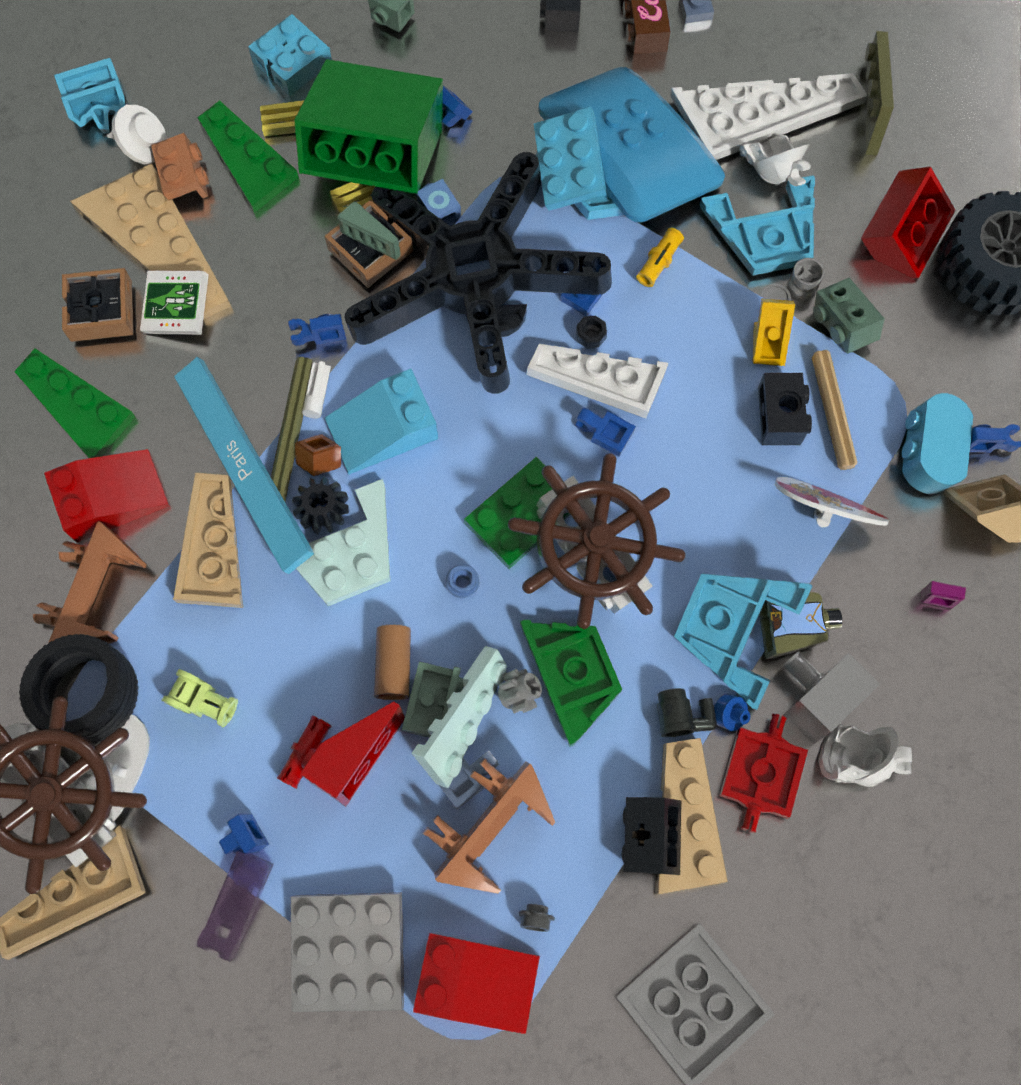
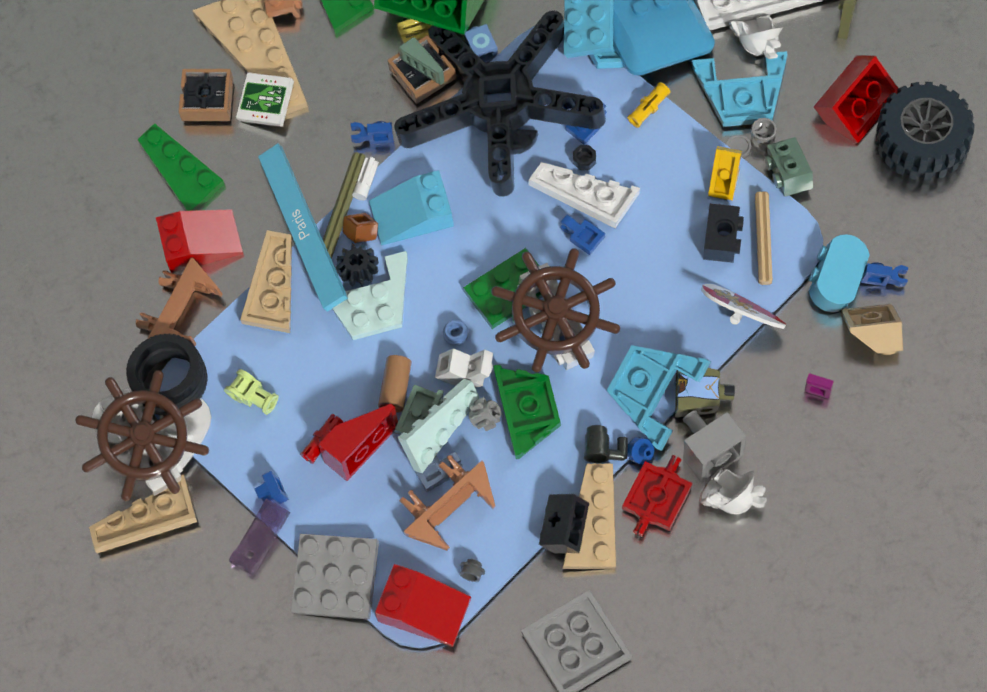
camera: 15 degrees right, 5 degrees down
(474, 629) = (455, 366): none -> white brick

